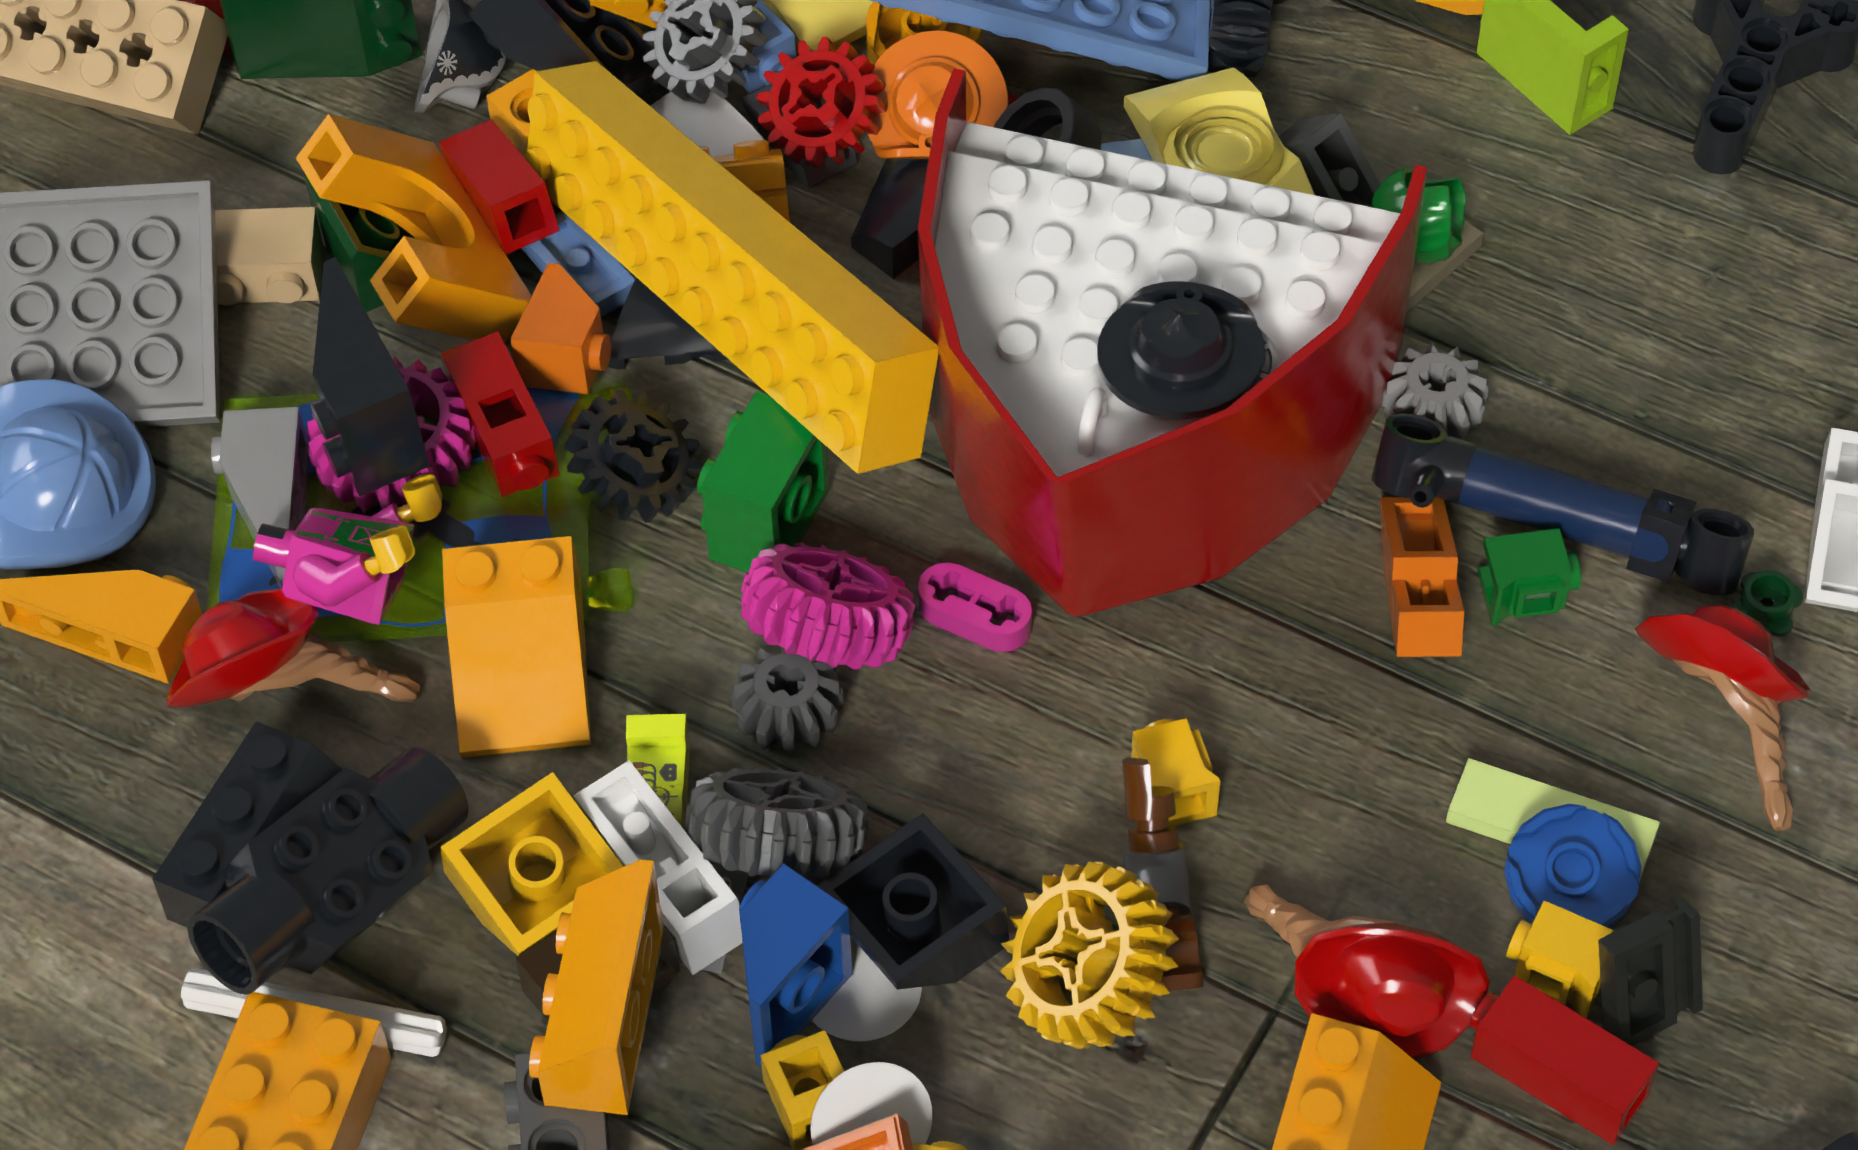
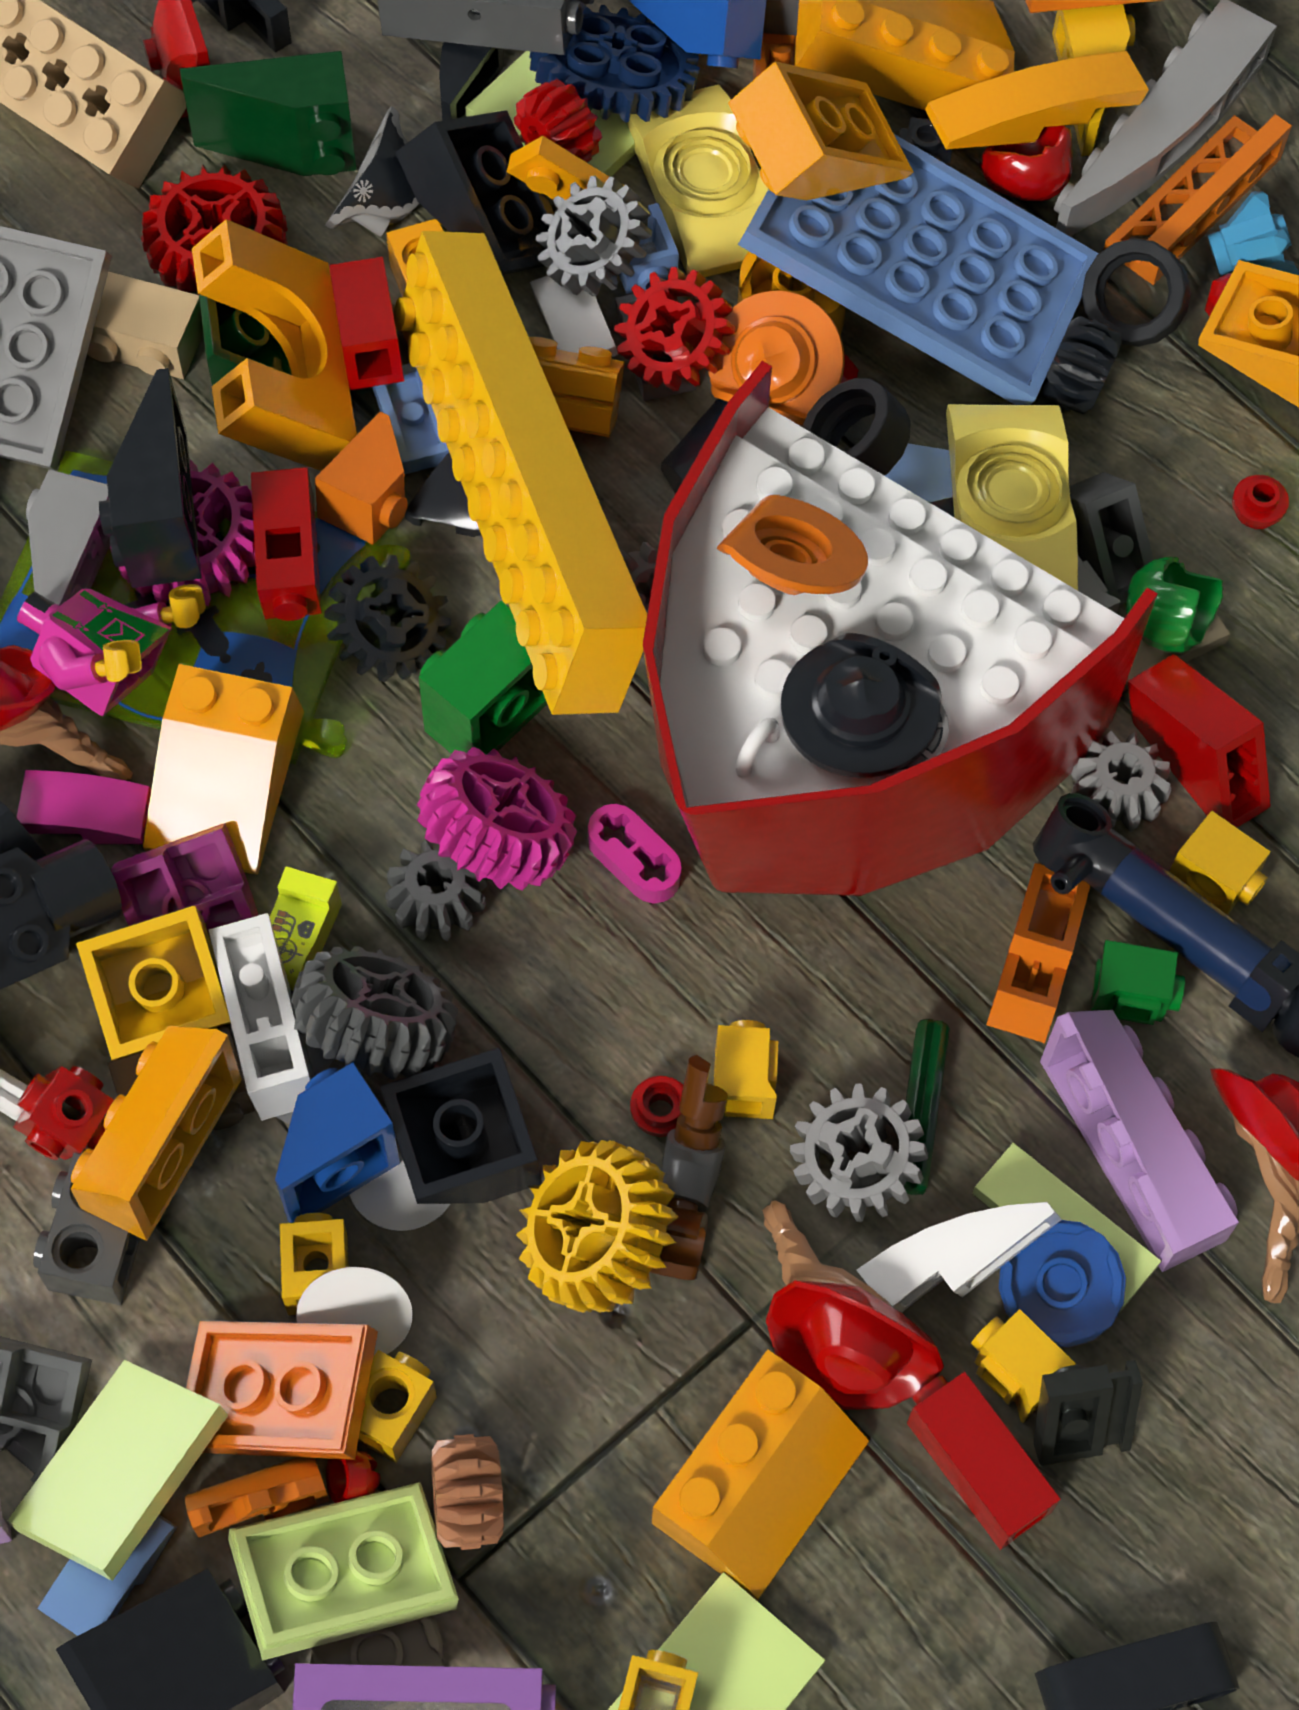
camera: 15 degrees right, 10 degrees up
(279, 130) = (201, 206): none -> red gear
(384, 727) = (84, 804): none -> dark pink slope
(486, 1023) = (43, 1118): none -> red brick
(520, 757) = (183, 874): none -> magenta slope
(1059, 225) = (797, 548): none -> orange hat
(1094, 818) = (652, 1090): none -> red plate
(1346, 822) = (863, 1126): none -> light grey gear
(1363, 755) = (925, 1089): none -> dark green axle
(1461, 108) = (1257, 513): none -> red plate
(1464, 862) = (956, 1251): none -> white slope
(1509, 326) = (1206, 737): none -> red slope
(1567, 436) = (1221, 863): none -> yellow brick
(1588, 713) = (1137, 1136): none -> lavender wedge

